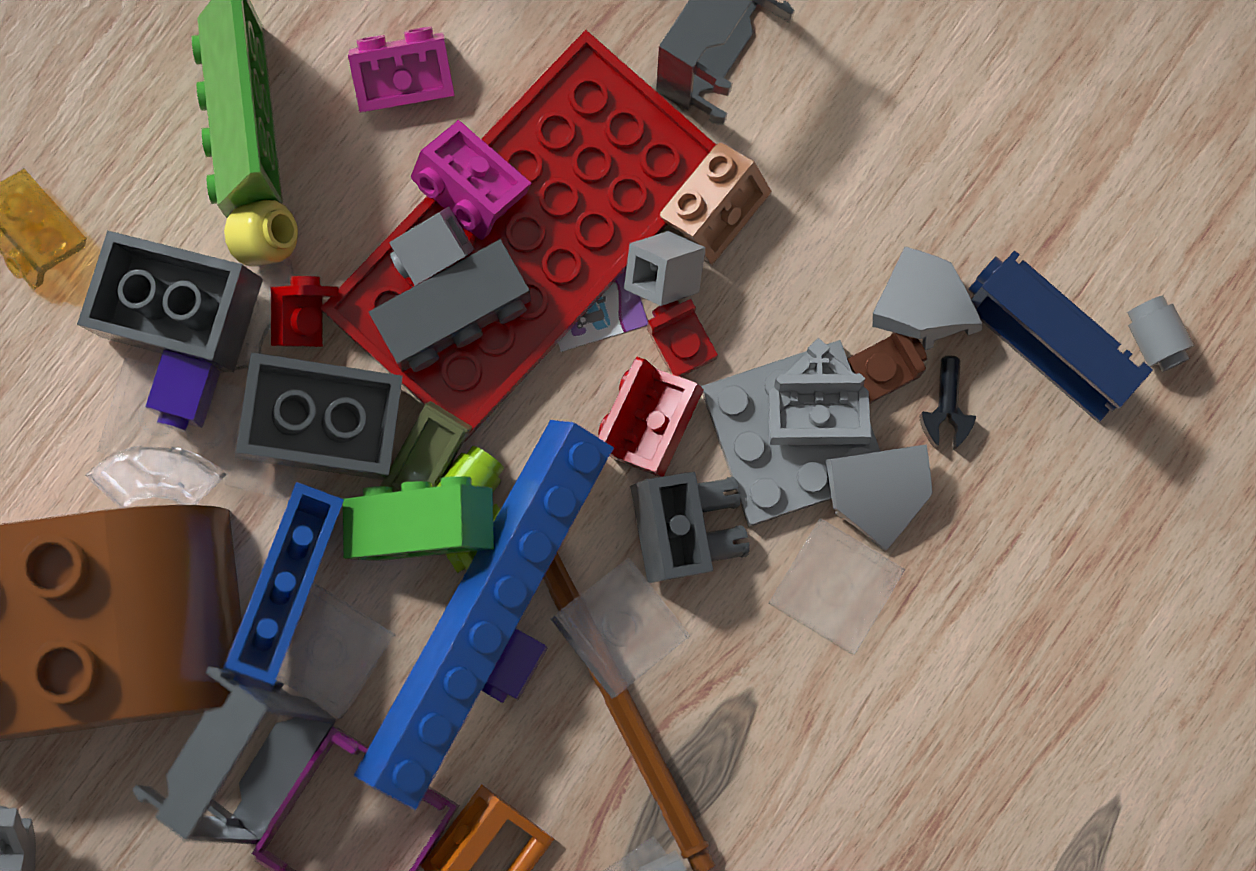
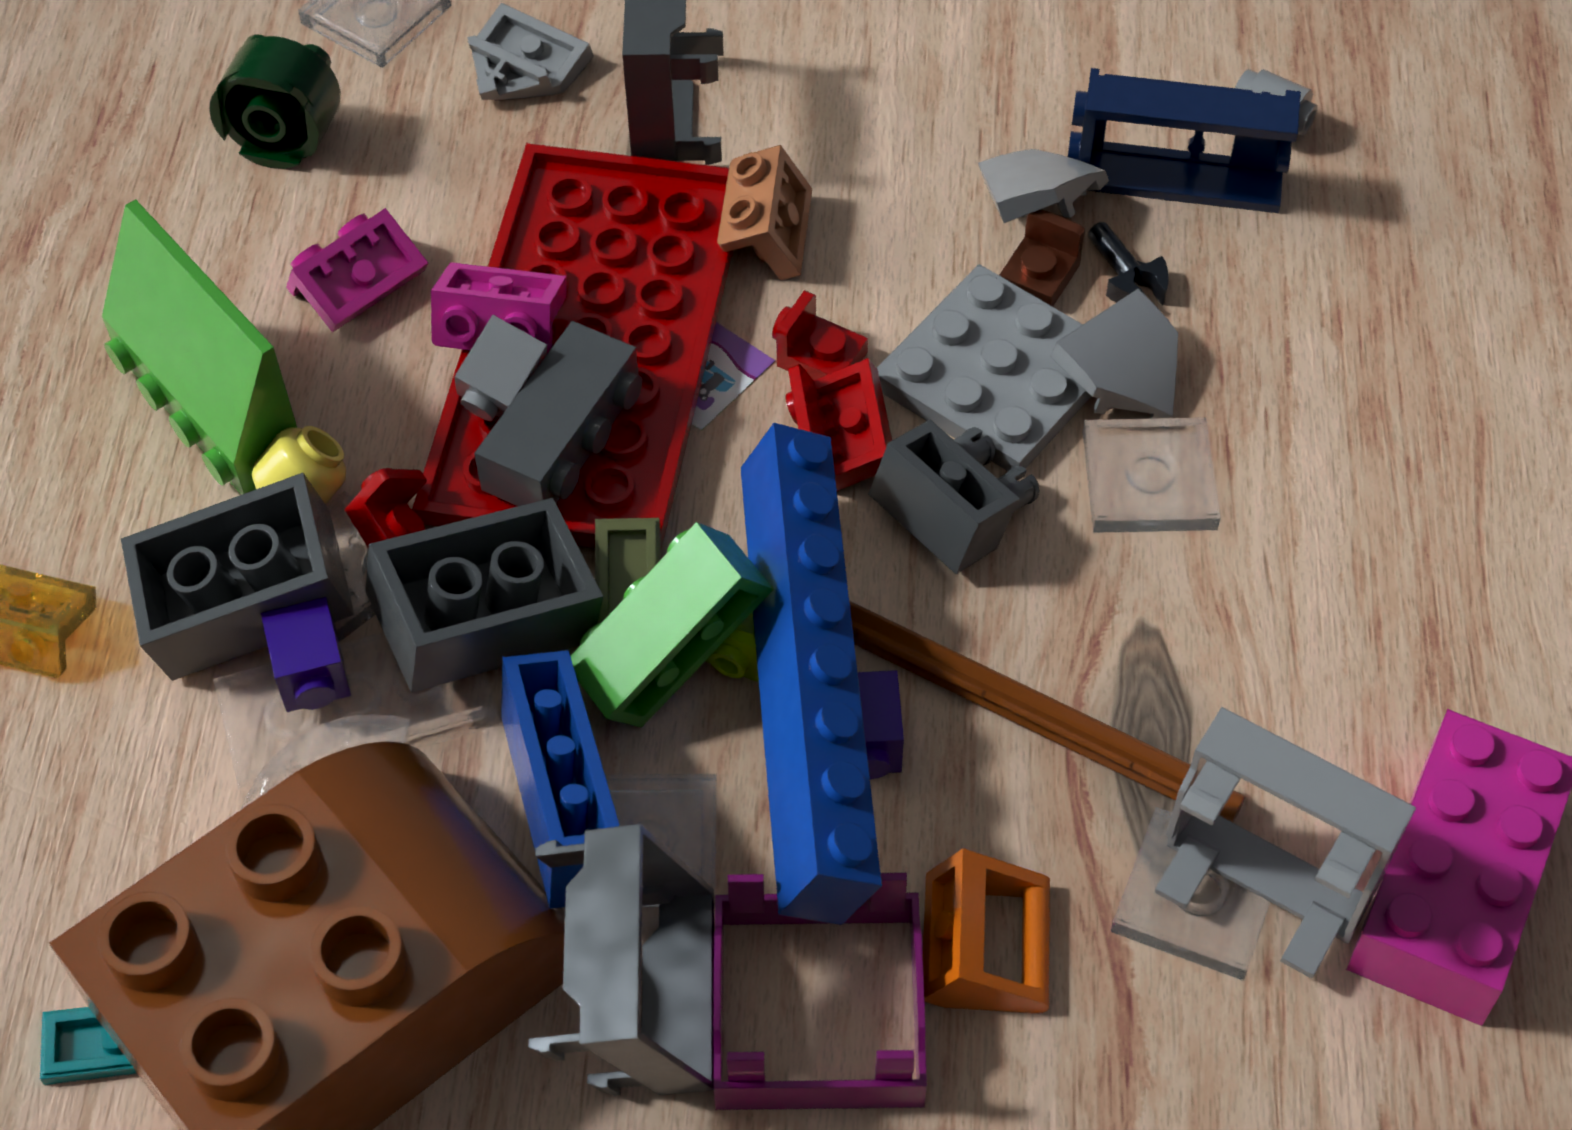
camera: 30 degrees left, 25 degrees down
(620, 628) = (960, 623): clear tile -> none
(664, 268) = (757, 279): light grey brick -> none
(819, 402) = (1005, 312): light grey slope -> none

